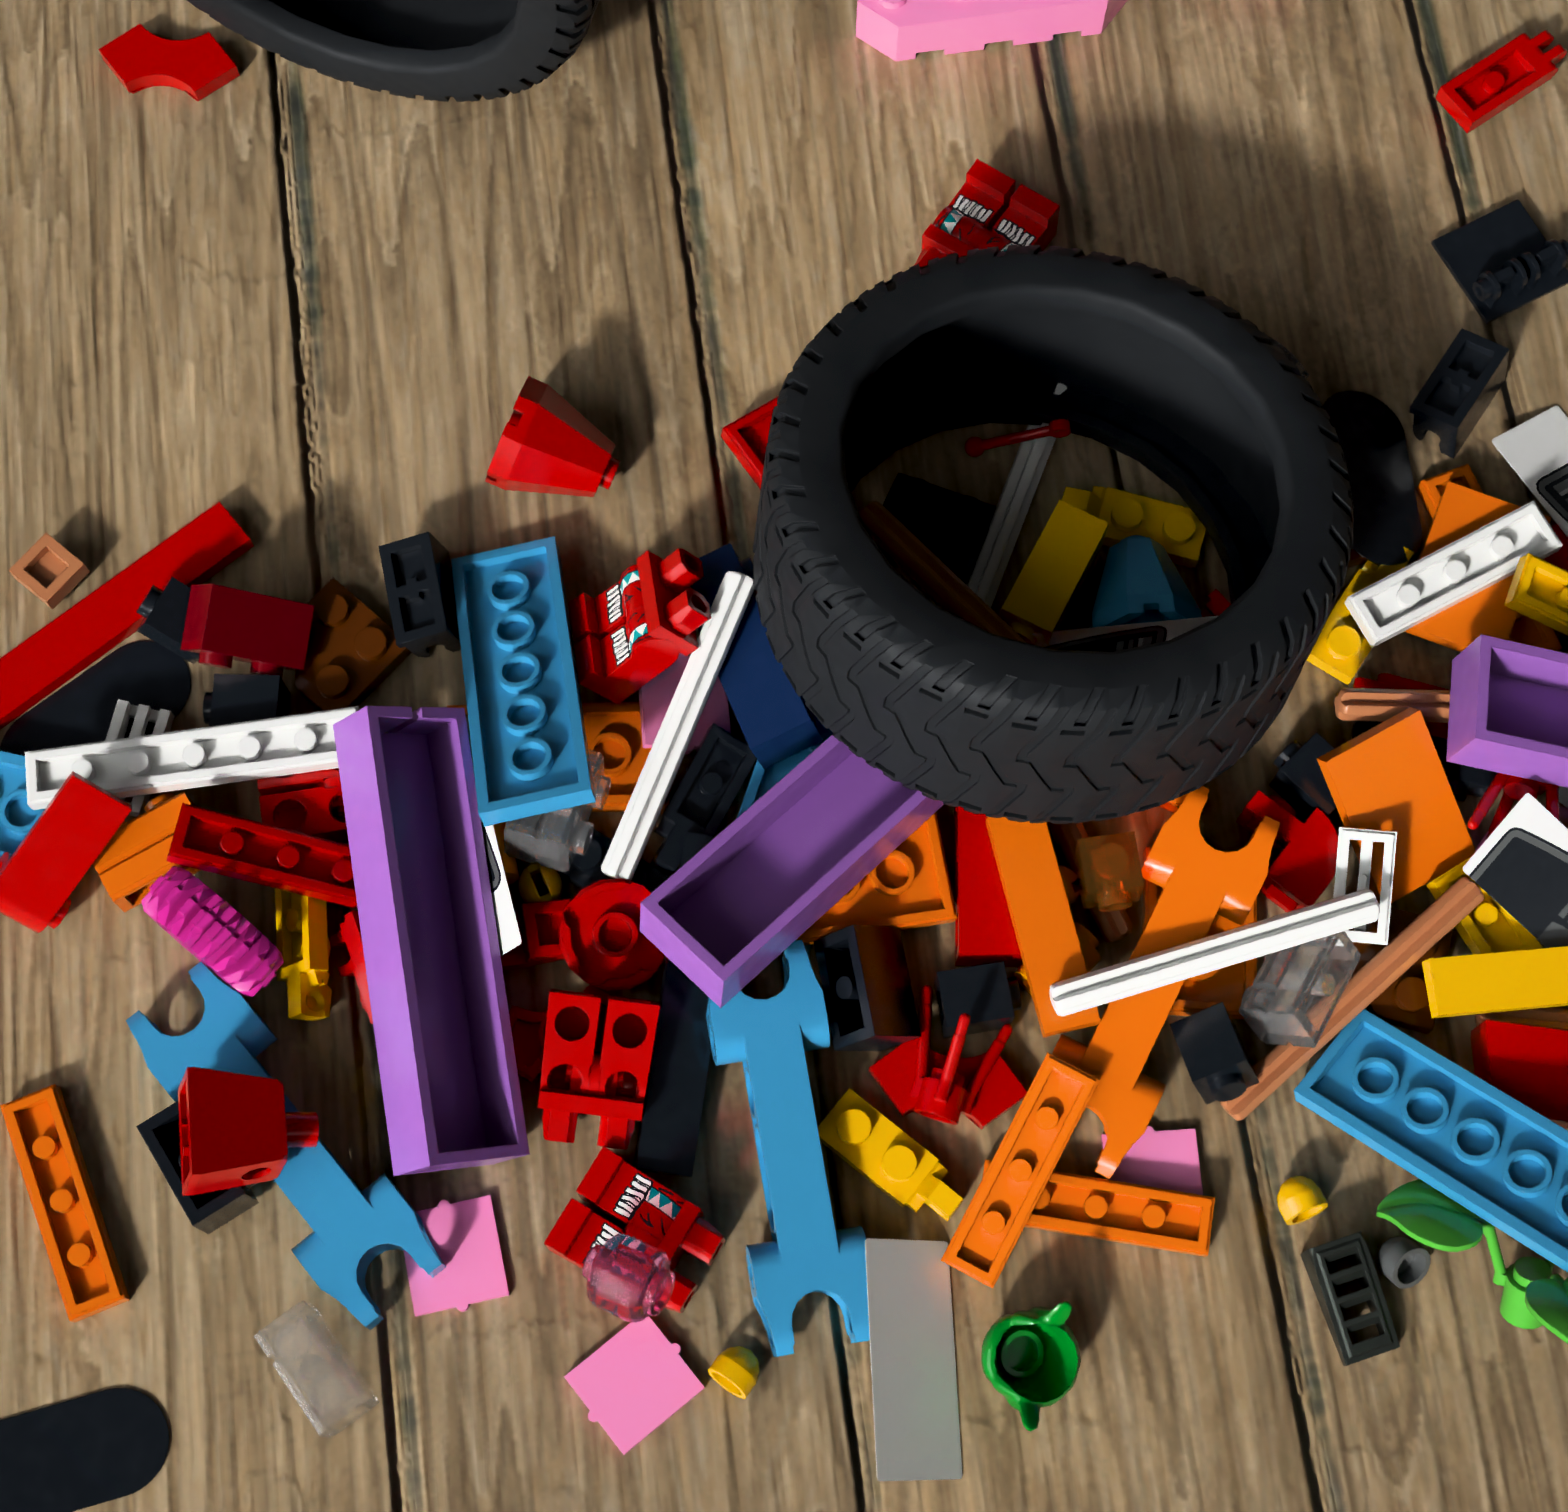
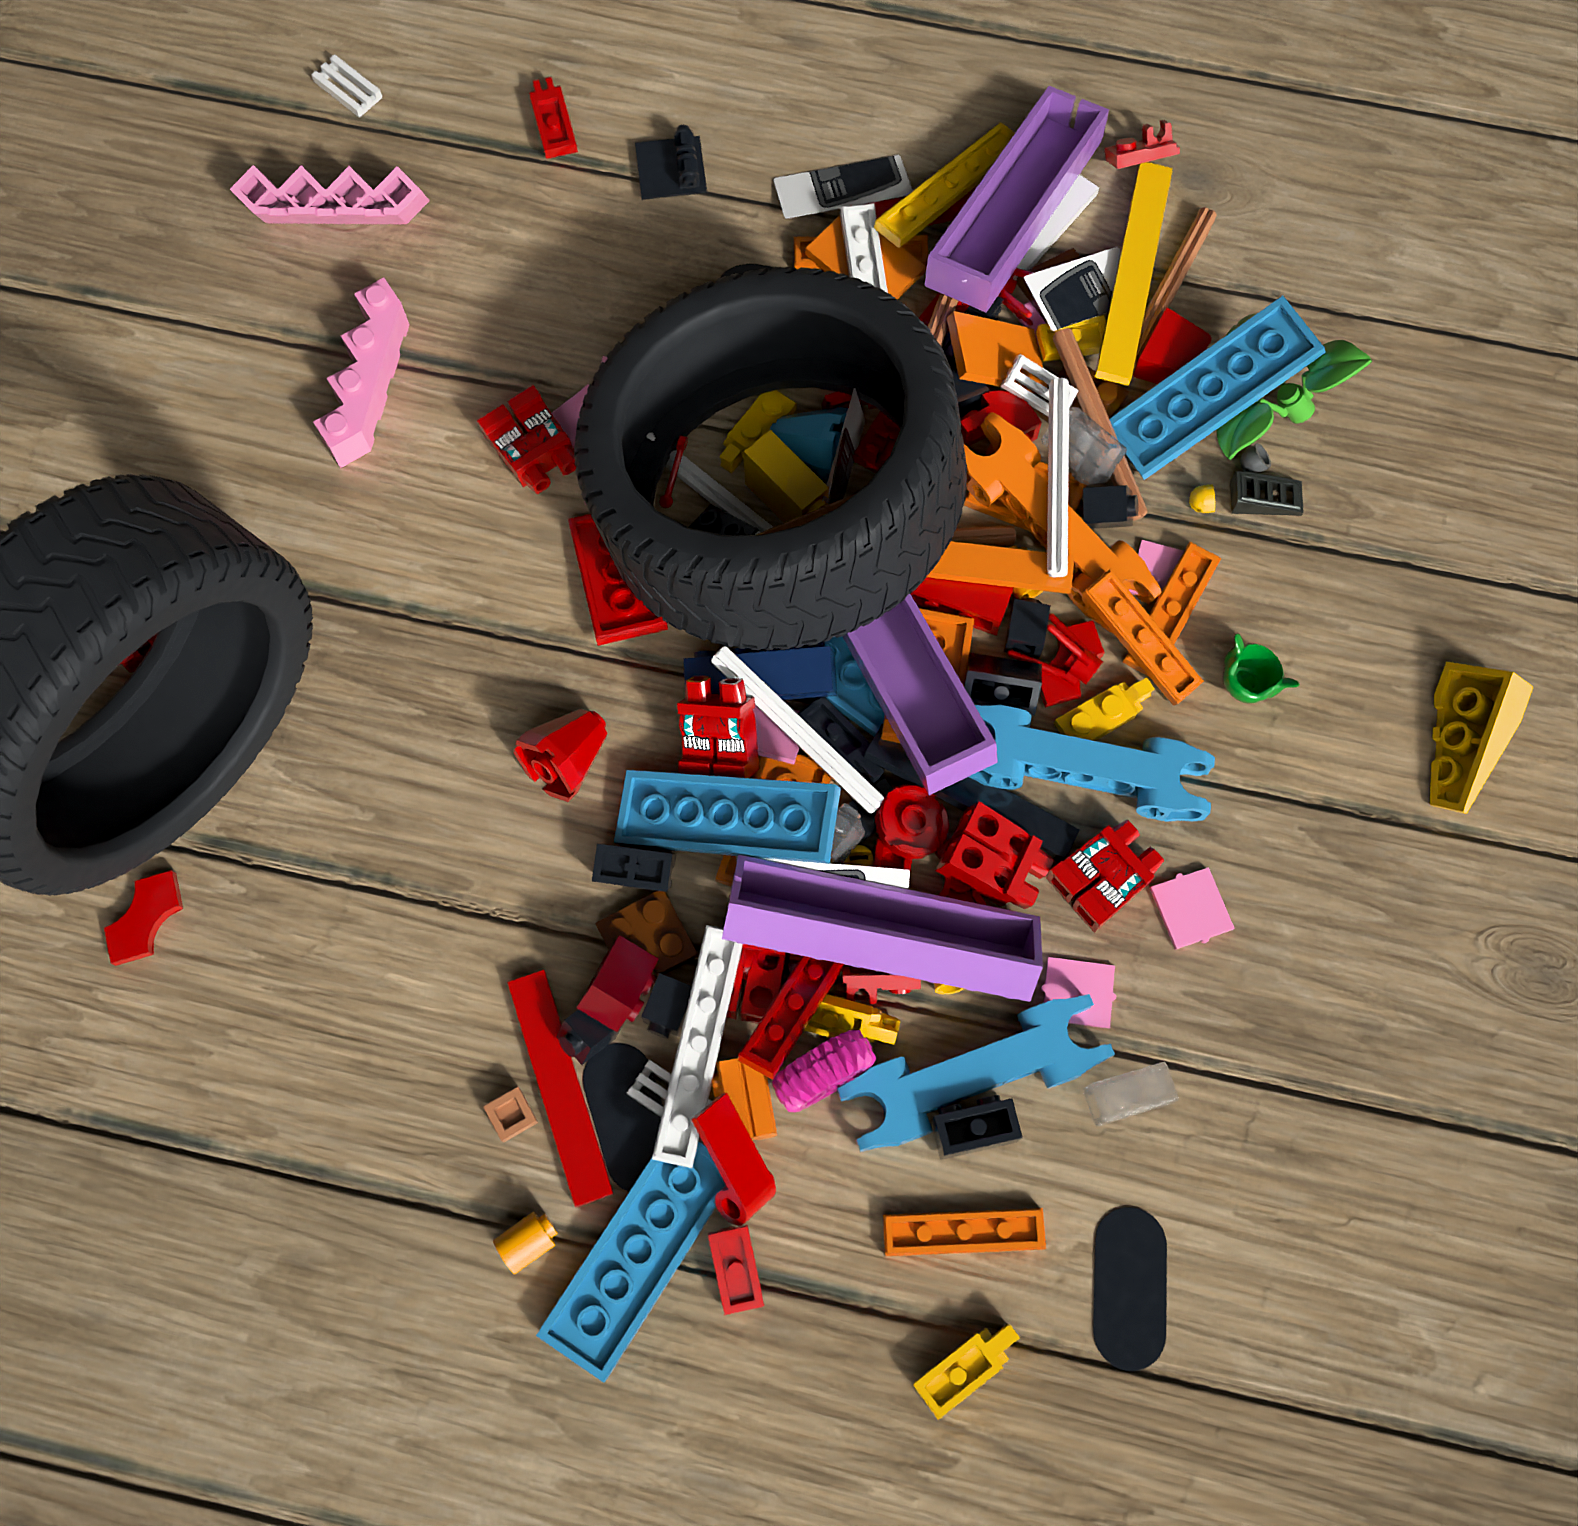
camera: 70 degrees left, 0 degrees up
(236, 1130) = (972, 1088): red torso -> none
(628, 1278) = (1144, 876): clear pink head -> none
(736, 1370) = (1206, 844): yellow hinge -> none
(912, 1360) = (1232, 739): white sticker -> none
(1109, 871) = (982, 519): clear orange brick -> none
(1459, 390) = (748, 219): black hinge -> none

